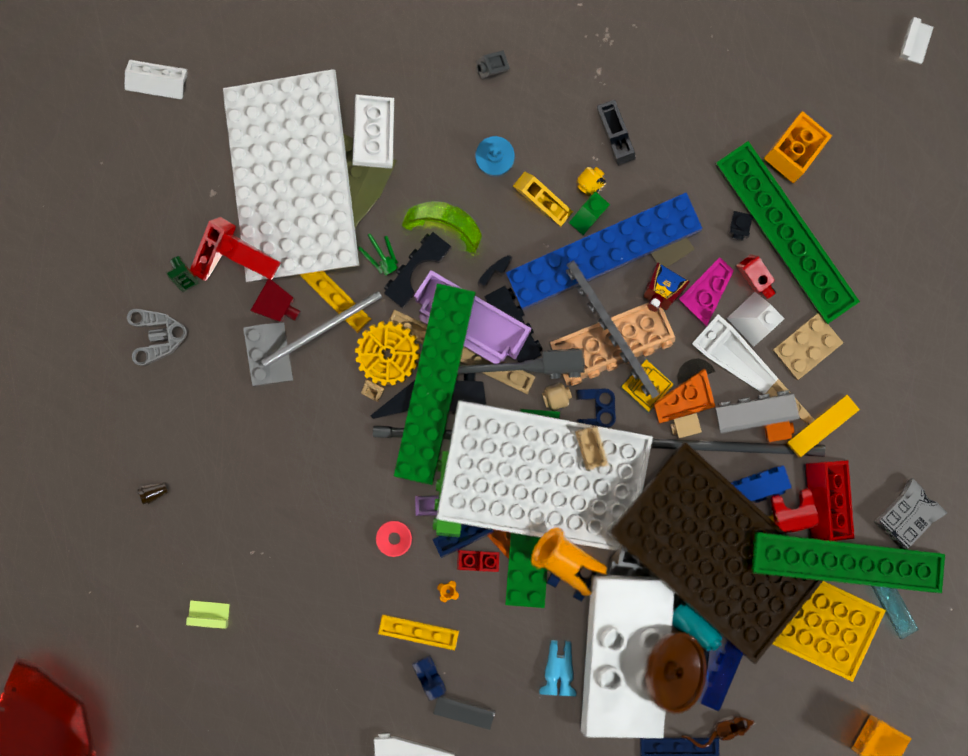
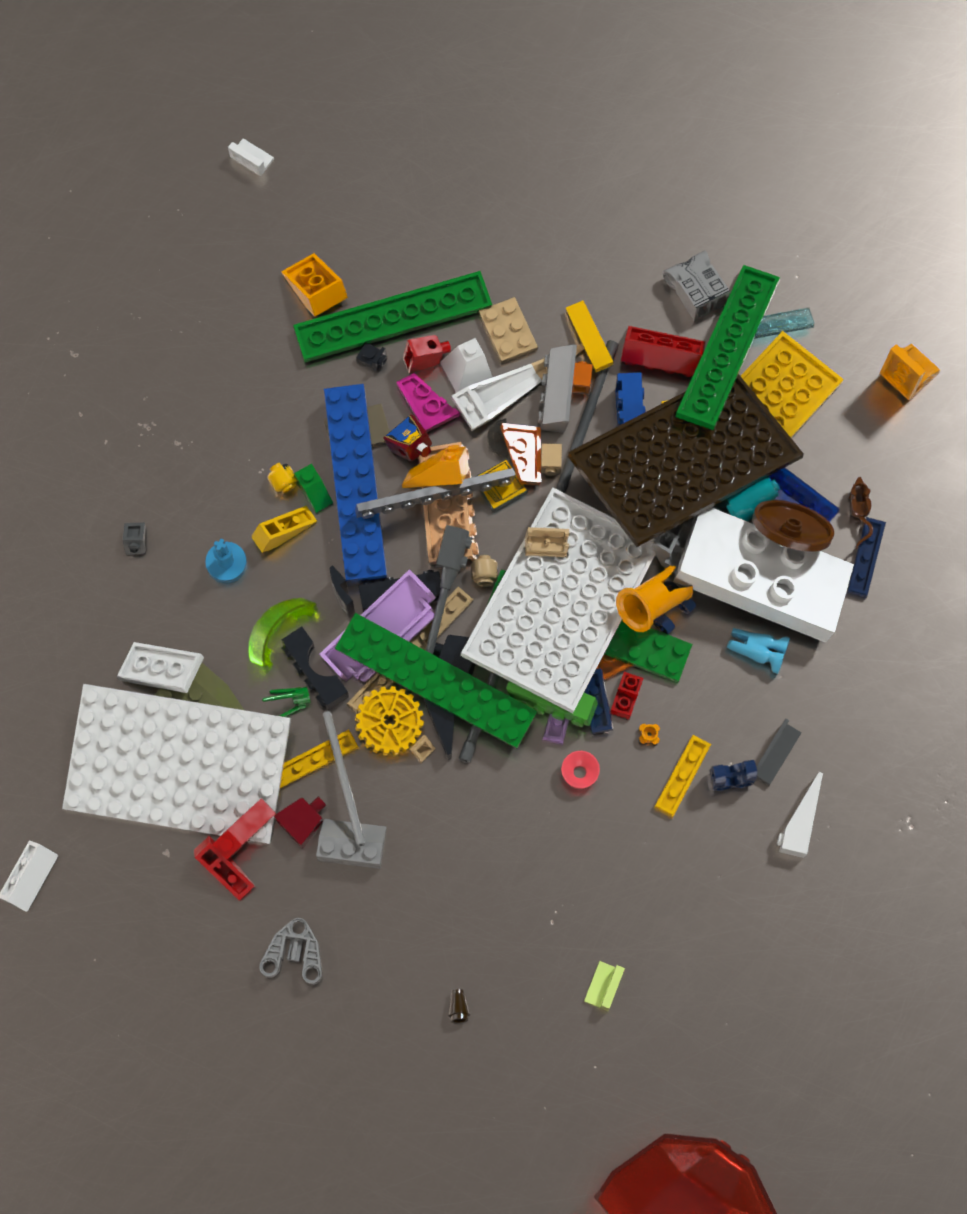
camera: 75 degrees left, 15 degrees down
(181, 275) = (242, 902): dark green piece -> none
(586, 394) = (507, 533): dark blue piece -> none
(616, 132) = (243, 441): black slope -> none
(635, 325) = (443, 468): none -> light orange slope
(798, 519) = (672, 376): red piece -> none

